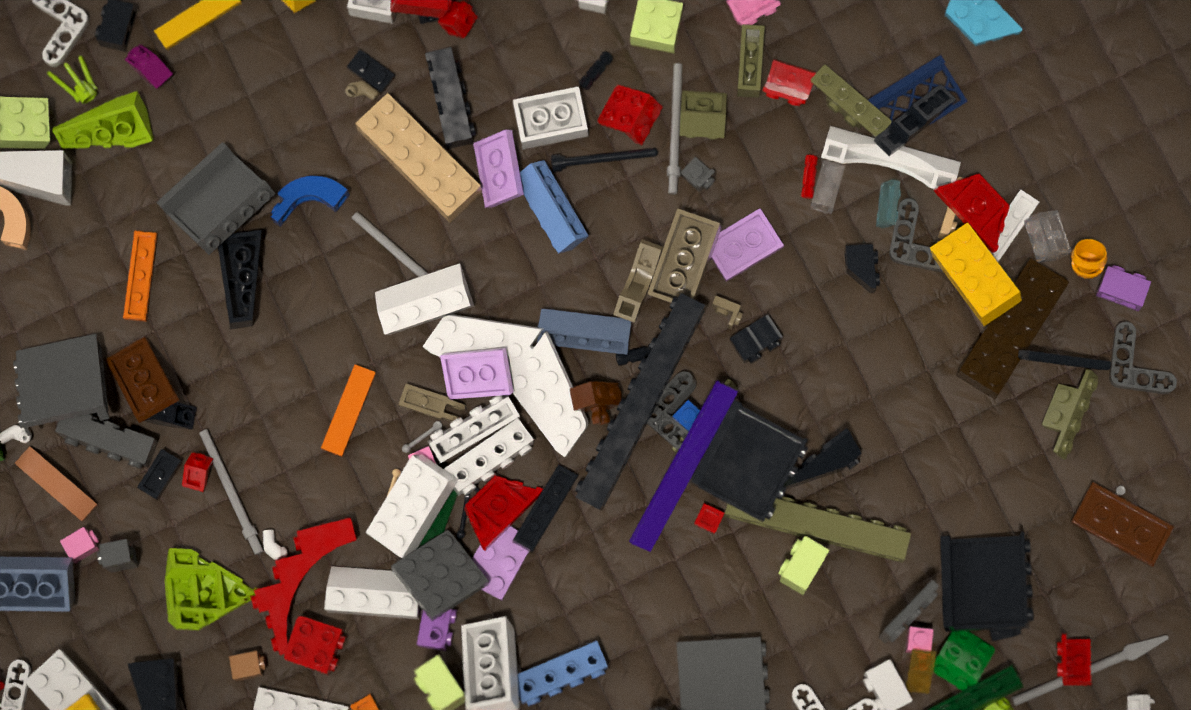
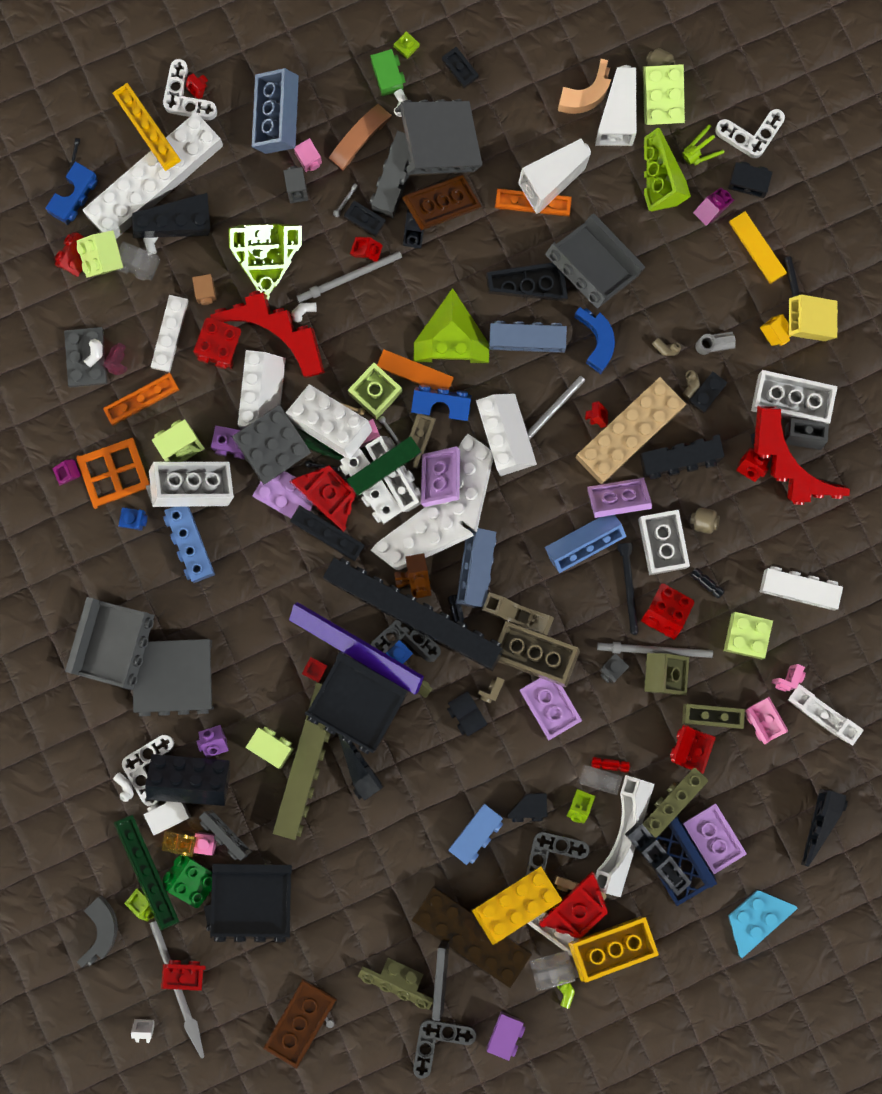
camera: 85 degrees right, 5 degrees up
(112, 253) = (553, 173): none -> white slope
(150, 509) = (336, 213): none -> light grey hinge
(303, 368) = (451, 335): none -> lime wedge
(307, 277) = (527, 337): none -> sand blue brick
(312, 62) = (717, 342): none -> light grey piece
(320, 118) = (667, 350): none -> dark tan arm
(373, 454) = (375, 391): none -> yellowish green brick
(381, 394) = (457, 402): none -> blue arch
(400, 195) = (597, 415): none -> red tile
(466, 437) = (384, 466): none -> dark green tile
(523, 72) = (705, 520): none -> dark tan head
(798, 635) = (212, 741): none -> medium lavender brick
(845, 661) = (188, 780): none -> black brick
(858, 208) = (580, 806): none -> lime bracket
(888, 202) = (585, 832): clear light blue plate -> none
(889, 60) = (714, 838): none -> lavender plate
(895, 326) = (476, 834): none -> medium blue brick
(1019, 168) = (613, 949): none -> yellow brick
(1071, 220) = (568, 994): none -> lime arm
(1088, 258) = (531, 1006): light orange helmet -> none

